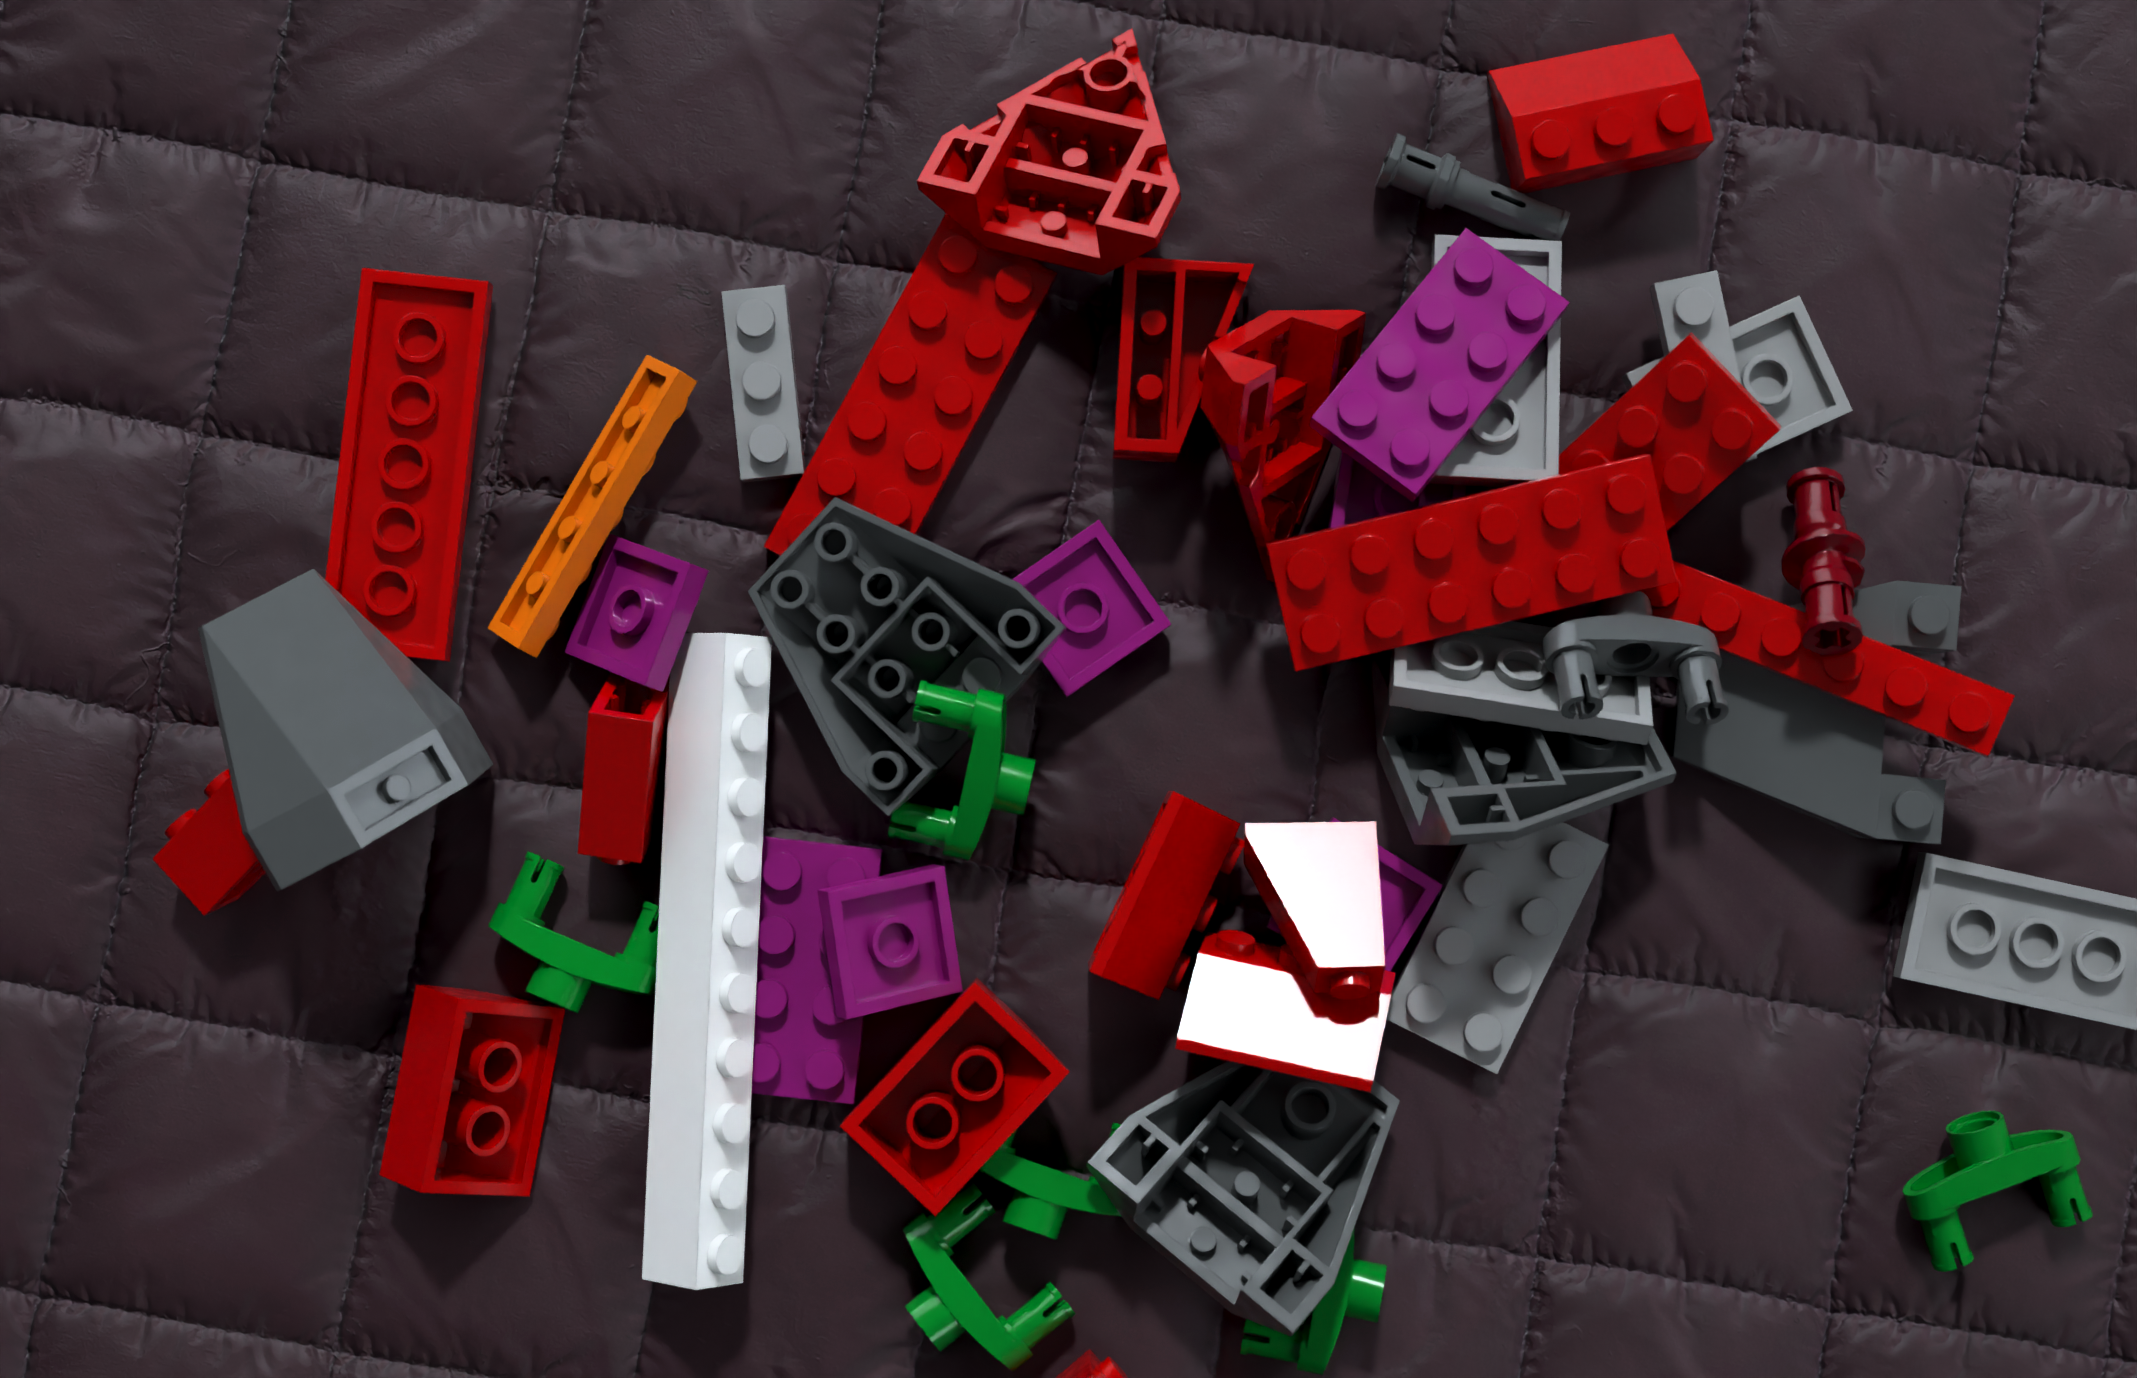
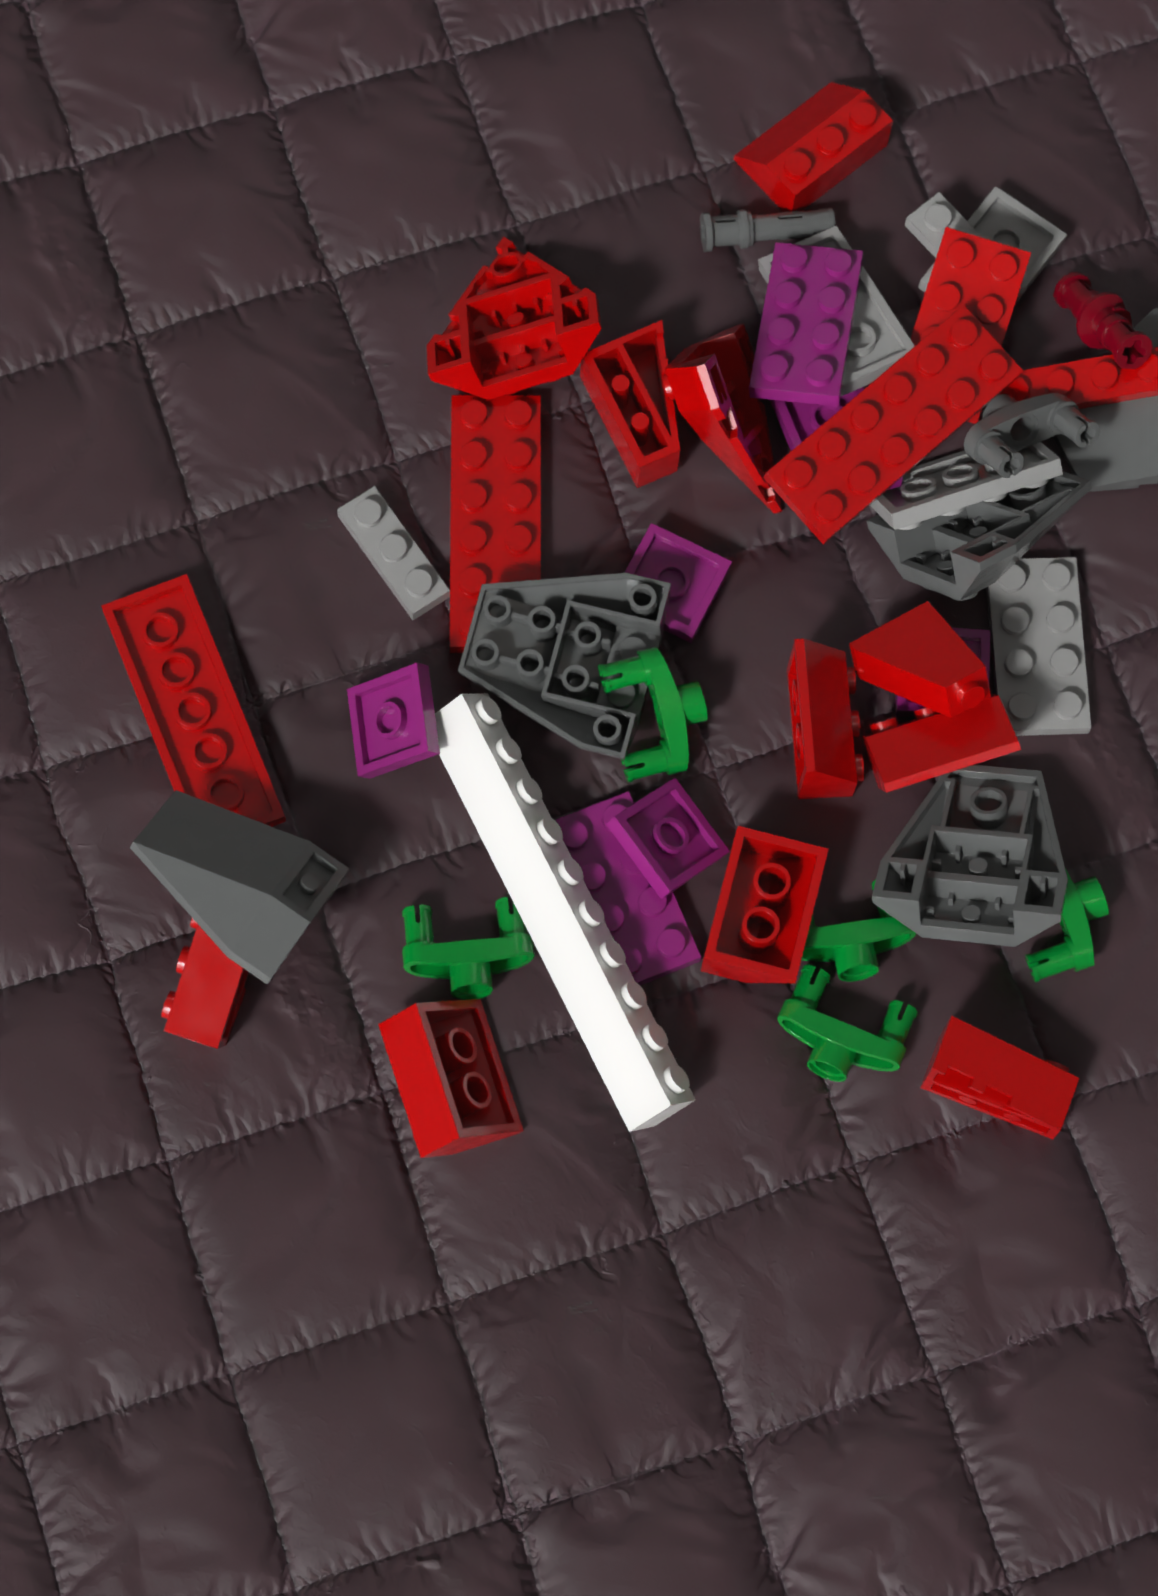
camera: 30 degrees left, 15 degrees down
(592, 505) = (326, 676): orange plate -> none
(623, 770) = (439, 821): red slope -> none

